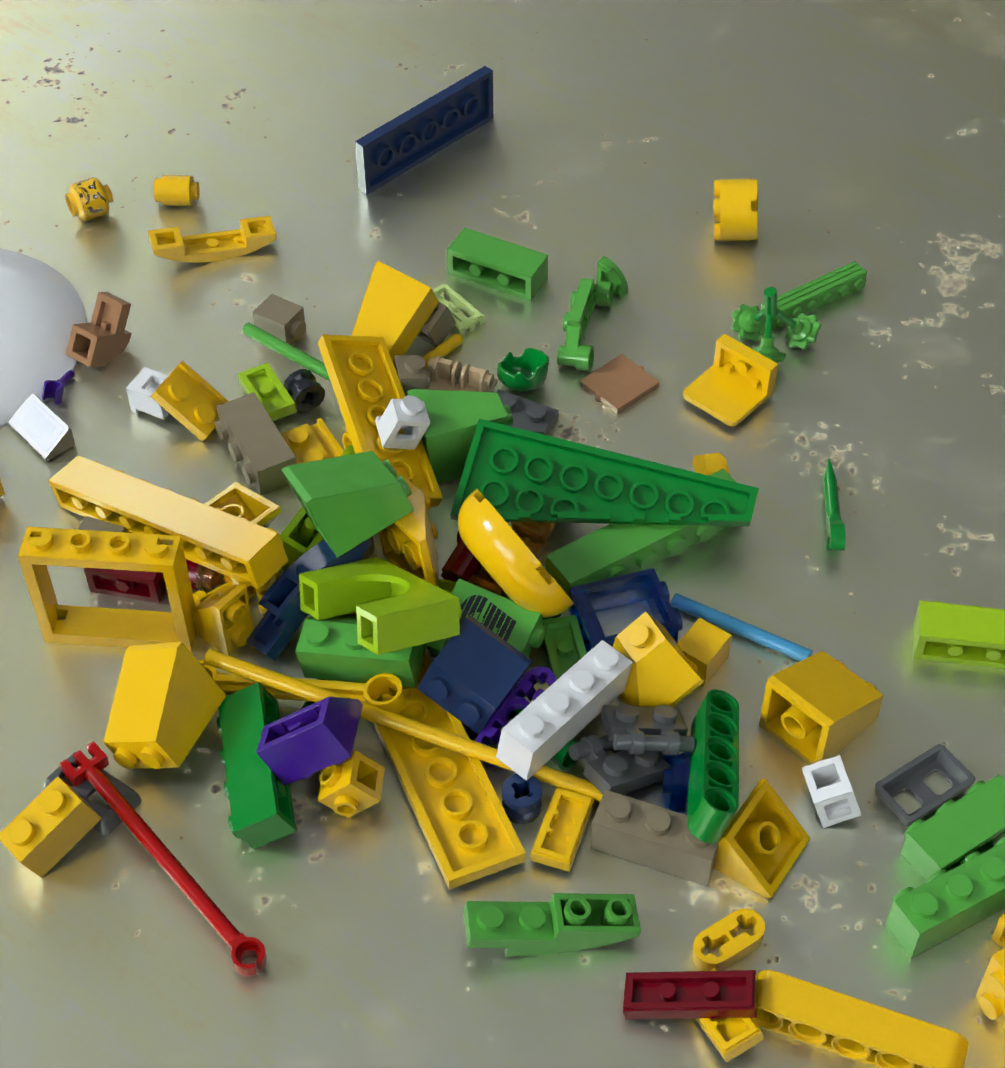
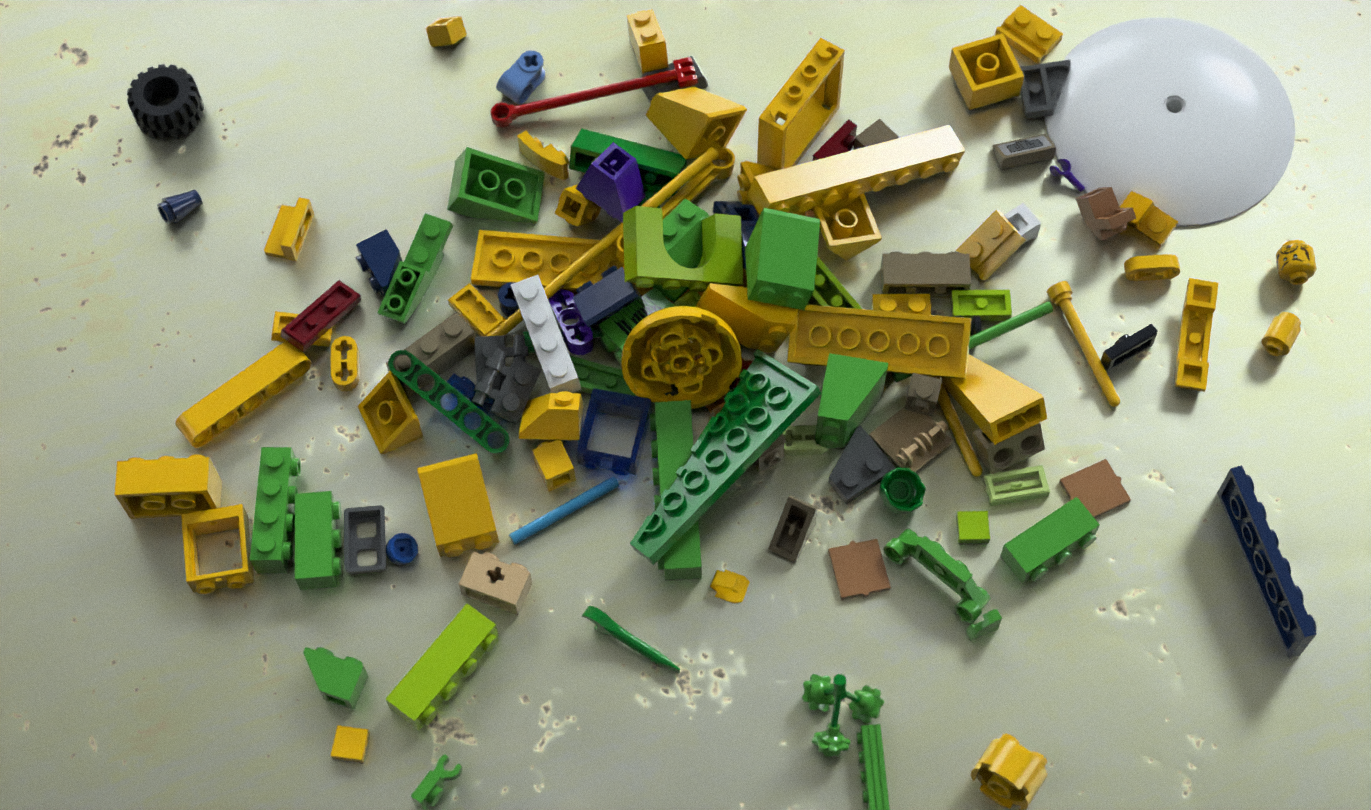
camera: 120 degrees right, 15 degrees up
(81, 307) = (1149, 218): none -> yellow slope
(148, 290) = (1152, 267): none -> yellow beam
(178, 960) = (522, 77): none -> medium blue piece
(218, 341) = (1061, 295): none -> yellow piece
(252, 276) = (1128, 347): none -> black plate
(280, 318) = (1060, 344): dark tan brick -> none
(293, 863) = (544, 158): none -> yellow slope
(376, 902) = (495, 188): none -> bright green slope
(407, 414) = (852, 341): white brick -> none
(419, 261) = (1096, 488): none -> medium nougat piece
(518, 321) = (973, 527): none -> lime tile
(563, 970) = (380, 258): none -> dark blue slope
(621, 431) = (793, 528): none -> dark tan slope
(734, 383) = (798, 641): yellow bracket -> none
(831, 791) = (397, 476): white brick -> none
(870, 637) = (504, 594): none -> tan brick
(903, 745) = (401, 549): none -> blue tile

